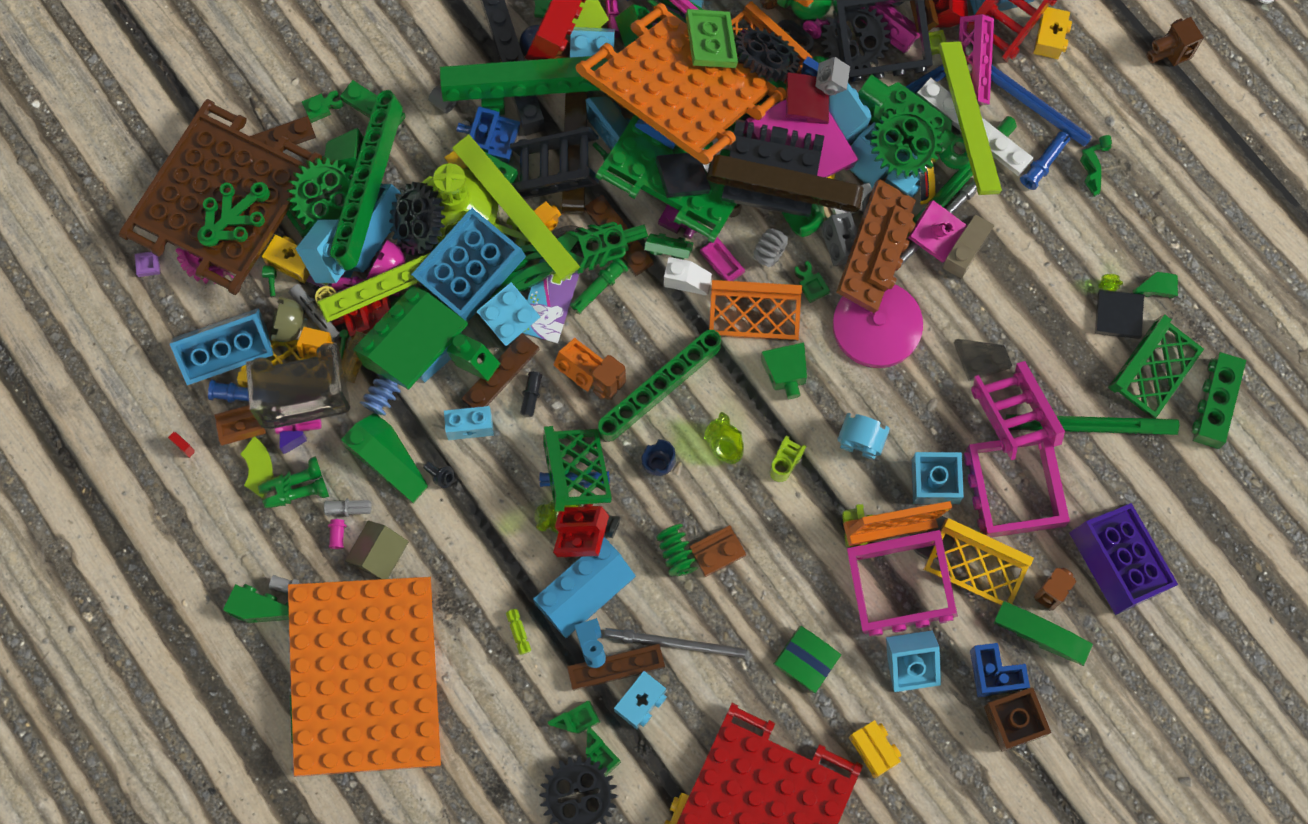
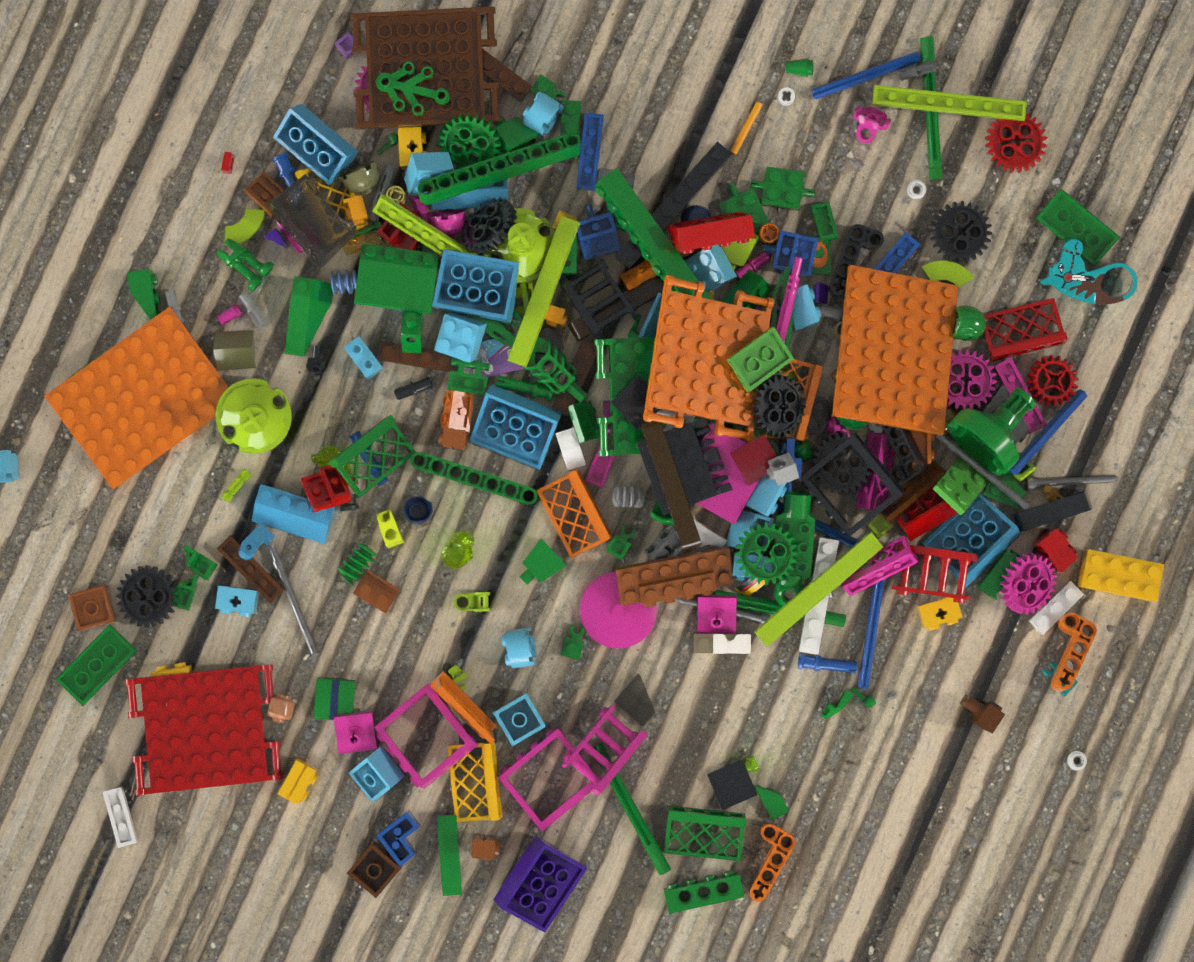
camera: 60 degrees right, 15 degrees up
(339, 115) = (542, 114): none -> medium azure brick
(412, 102) = (590, 151): none -> blue plate
(457, 565) = (253, 415): none -> lime piece
(555, 113) = (637, 275): none -> orange bracket
(558, 336) = (467, 382): none -> green plate
(633, 316) = (515, 426): none -> dark azure slope
(660, 498) = (389, 529): none -> neon yellow leg
(785, 720) = (281, 708): none -> nougat head
(855, 657) = (355, 732): none -> dark pink tile
(888, 388) = (573, 646): none -> green plate
(1220, 322) = (767, 864): none -> orange beam

